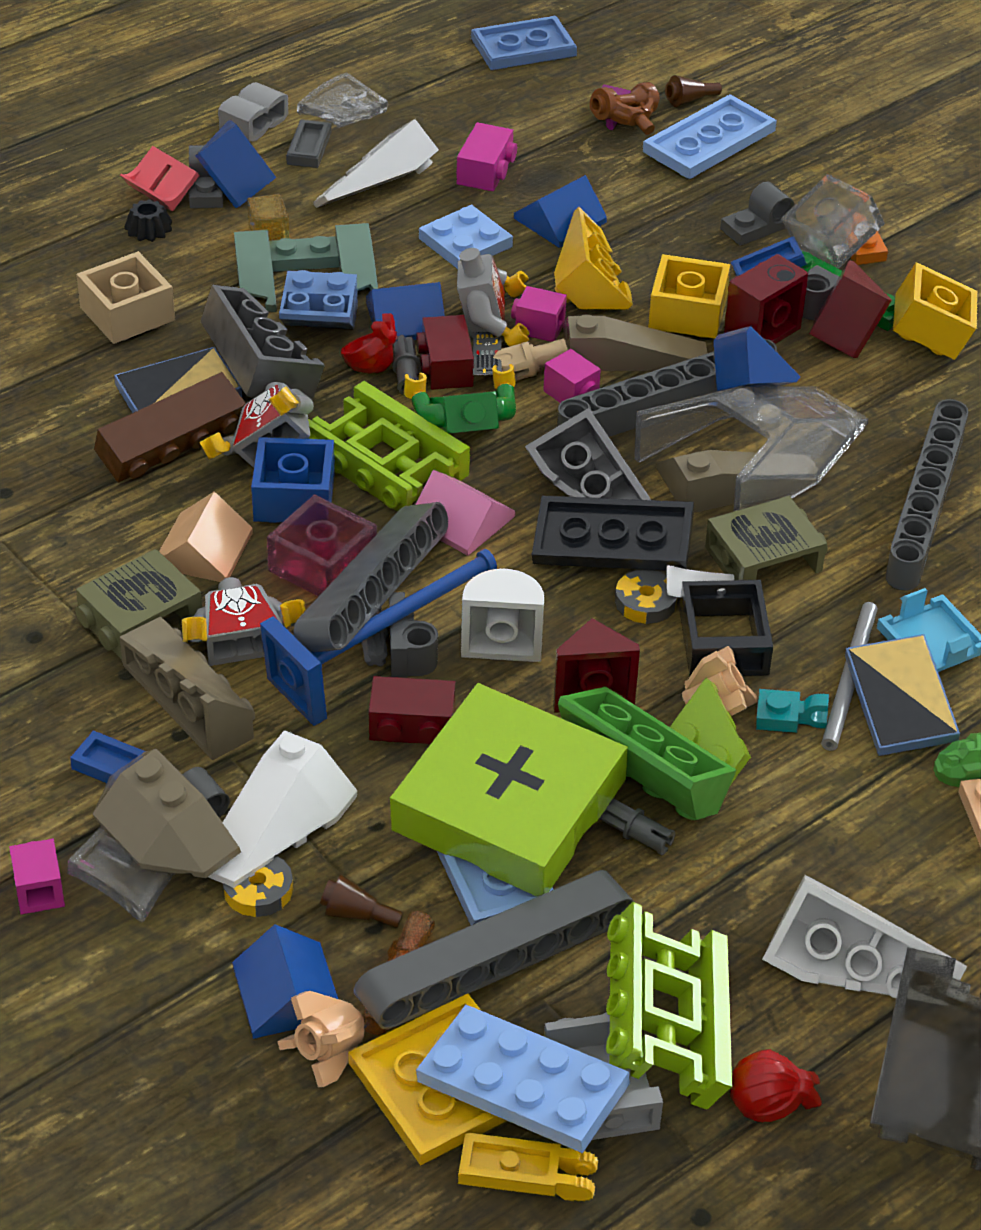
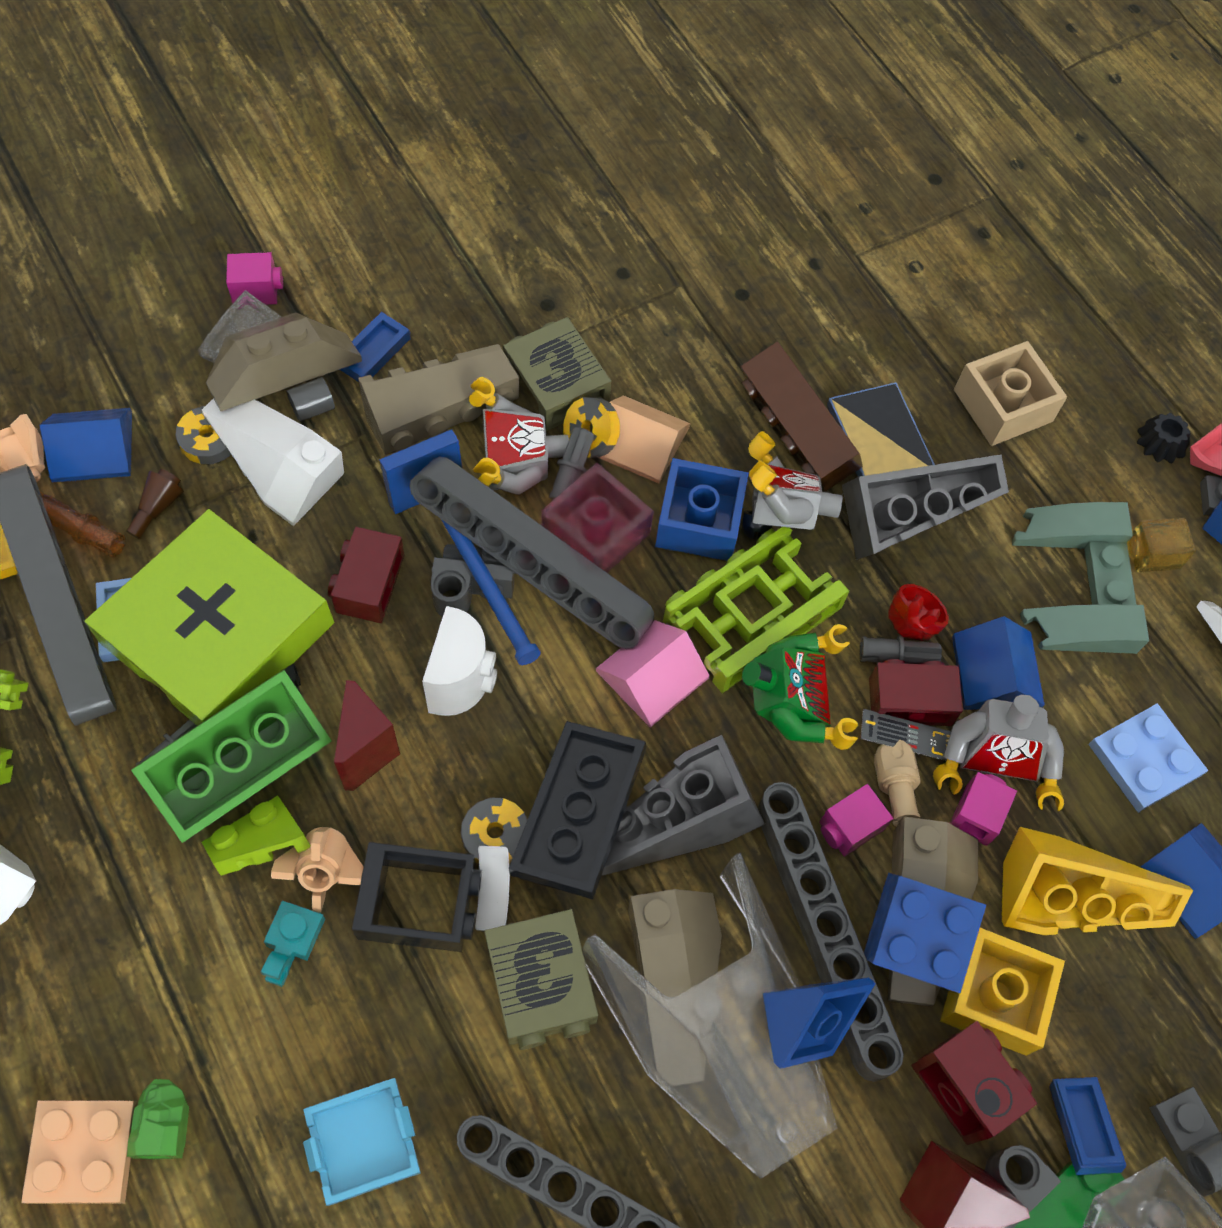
camera: 95 degrees right, 20 degrees up
(216, 548) = (603, 419): none -> yellow piece
(253, 573) = (573, 460): none -> dark grey axle
(319, 299) = (995, 570): medium blue slope -> none
(662, 323) = (924, 932): none -> blue brick
(846, 685) = (331, 1027): light grey piece -> none
(901, 695) = (270, 1069): tile -> none

